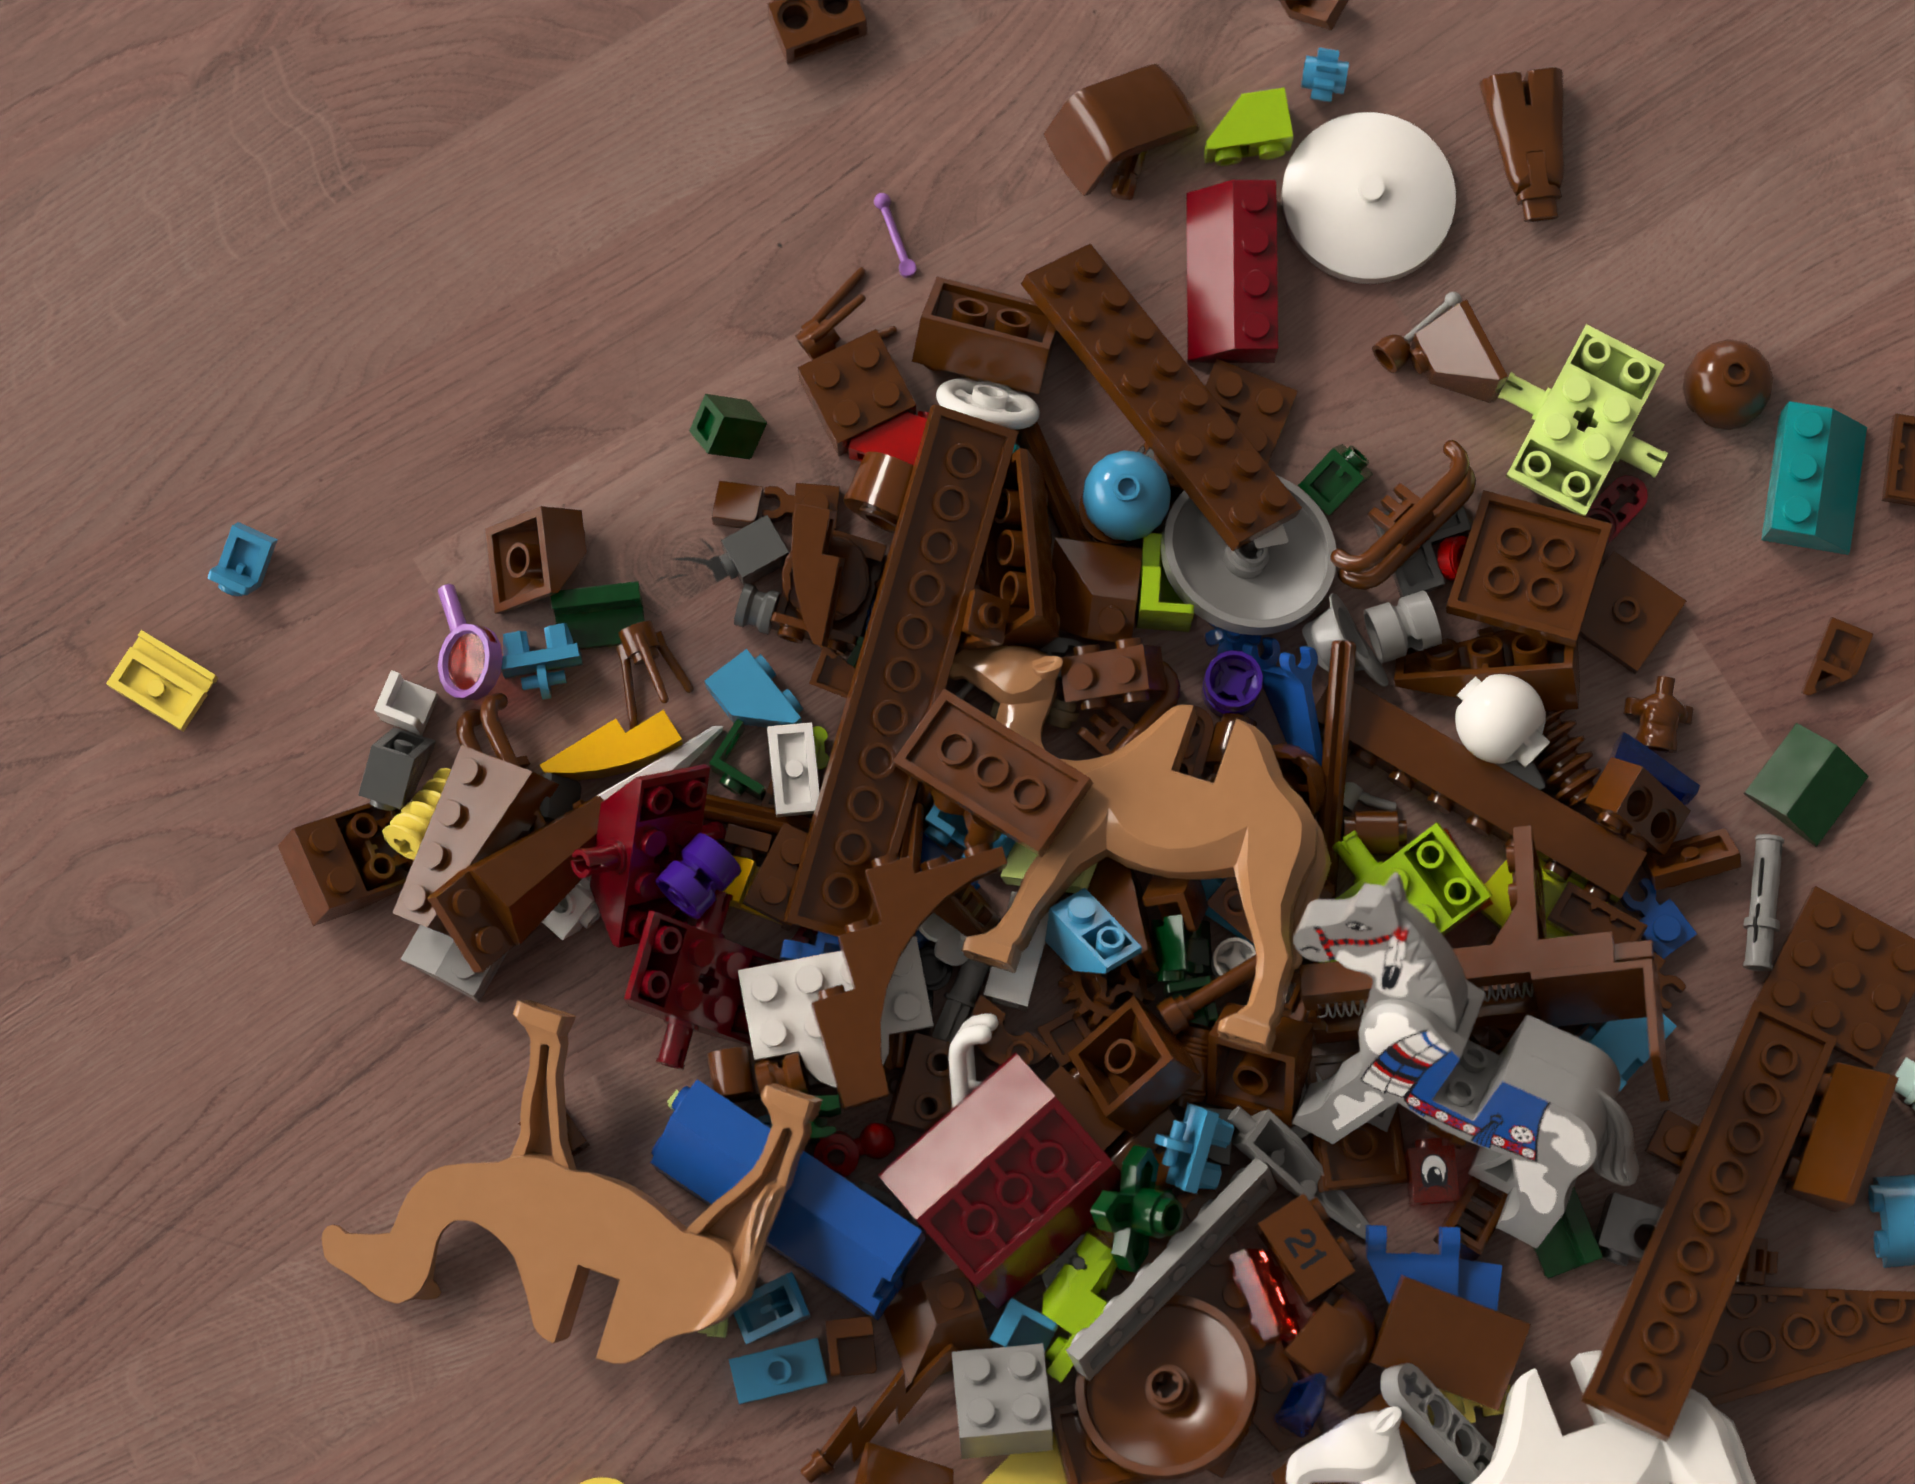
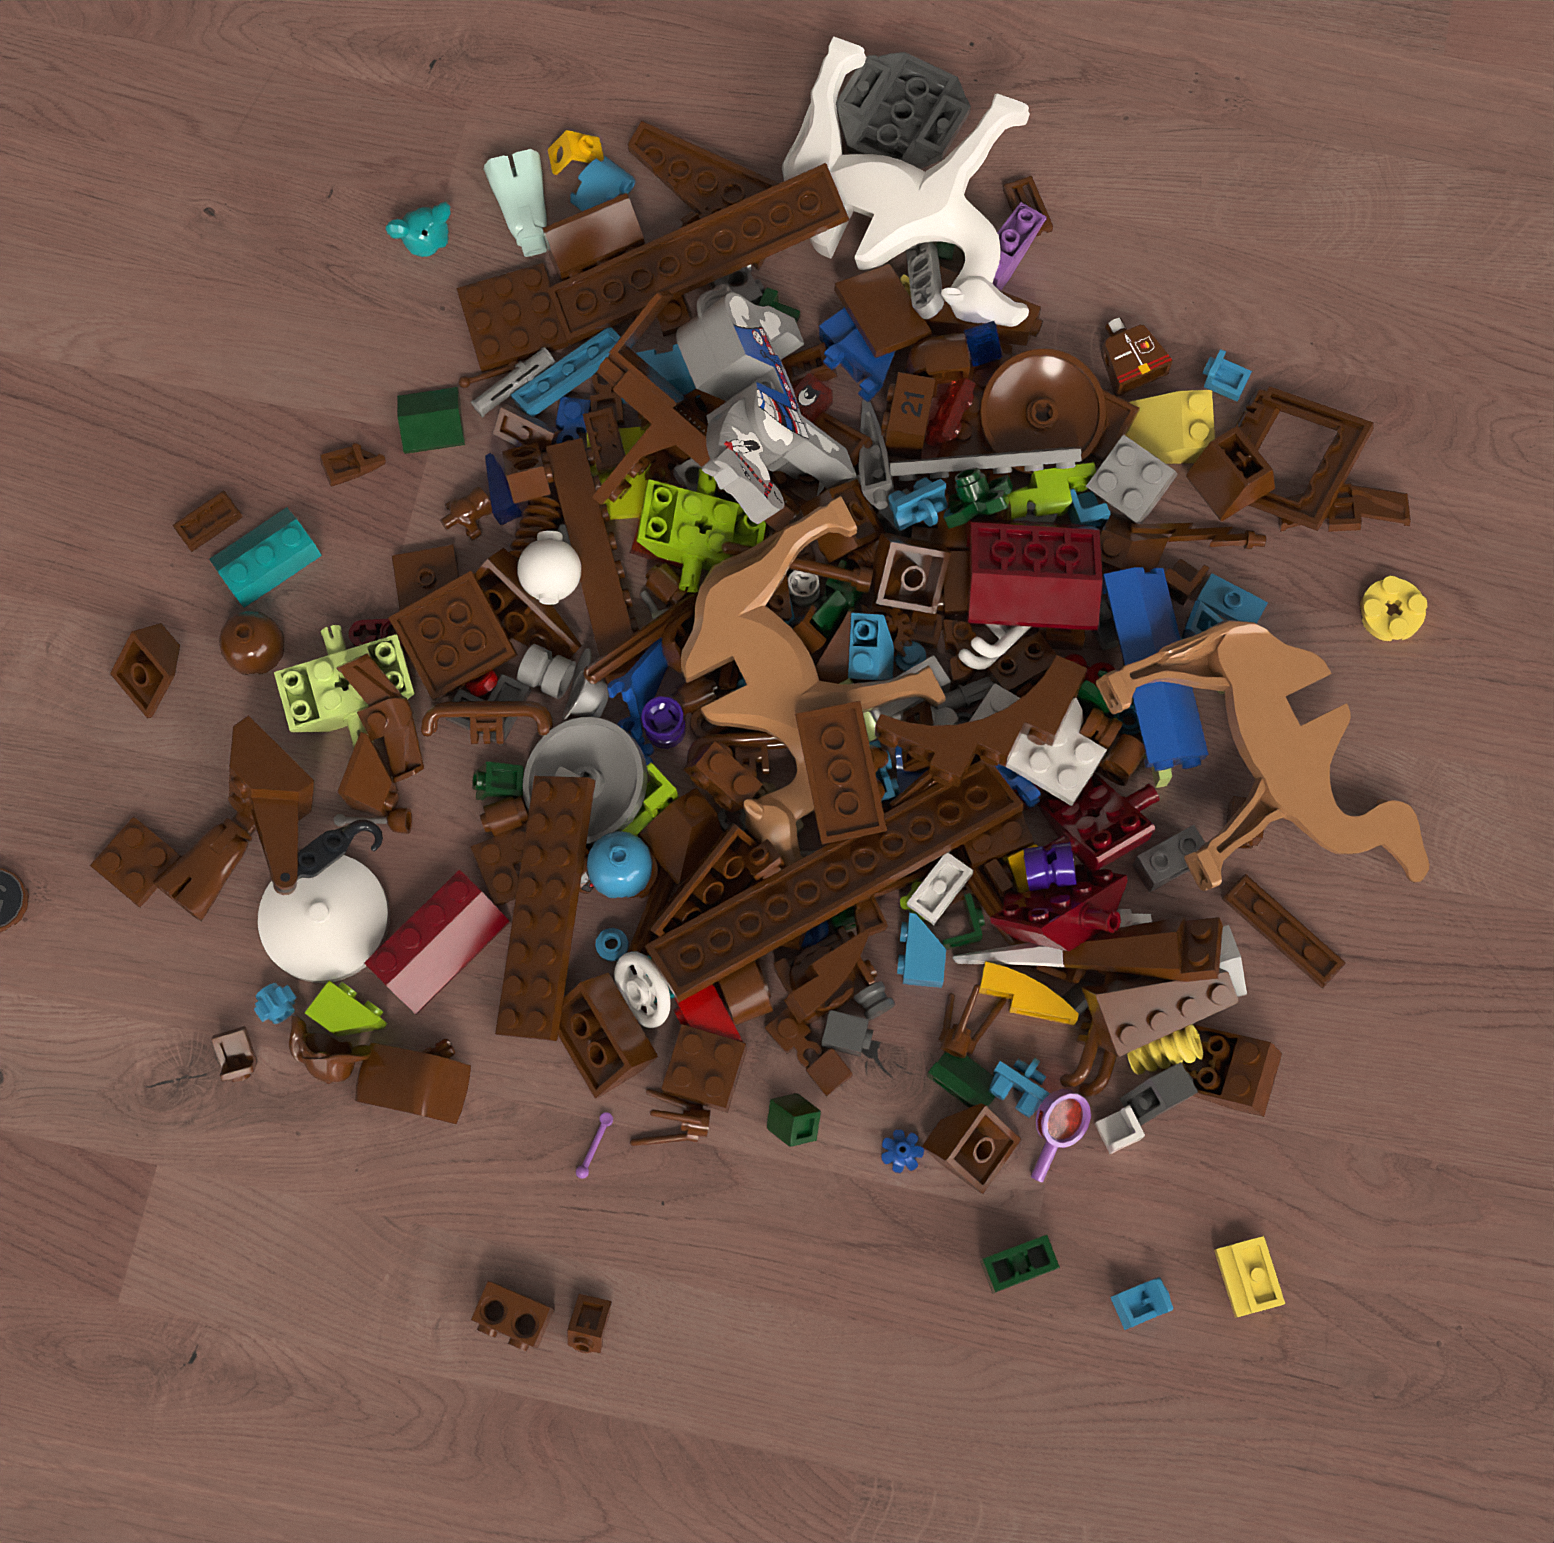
camera: 130 degrees left, 5 degrees down
(388, 486) = (1019, 1264): none -> dark green brick
(418, 1058) = (1284, 931): none -> reddish brown tile
(598, 1014) = (1167, 859): none -> flat silver brick
(602, 503) = (898, 1158): none -> blue plant
(741, 76) = (588, 1324): none -> reddish brown bracket
(1049, 995) = (914, 655): none -> dark azure plate
(1065, 441) = (611, 954): none -> dark azure plate
(1224, 72) = (323, 1055): none -> reddish brown hair
(1295, 449) = (504, 815): none -> reddish brown brick
(1509, 425) = (386, 715): none -> reddish brown plate
(1526, 248) = (277, 796): none -> reddish brown slope
(1604, 80) = (135, 861): none -> reddish brown plate
(1715, 969) = (565, 374): none -> dark azure plate
(1799, 263) = (147, 666): none -> reddish brown slope
(1815, 858) = (465, 382): none -> reddish brown hinge

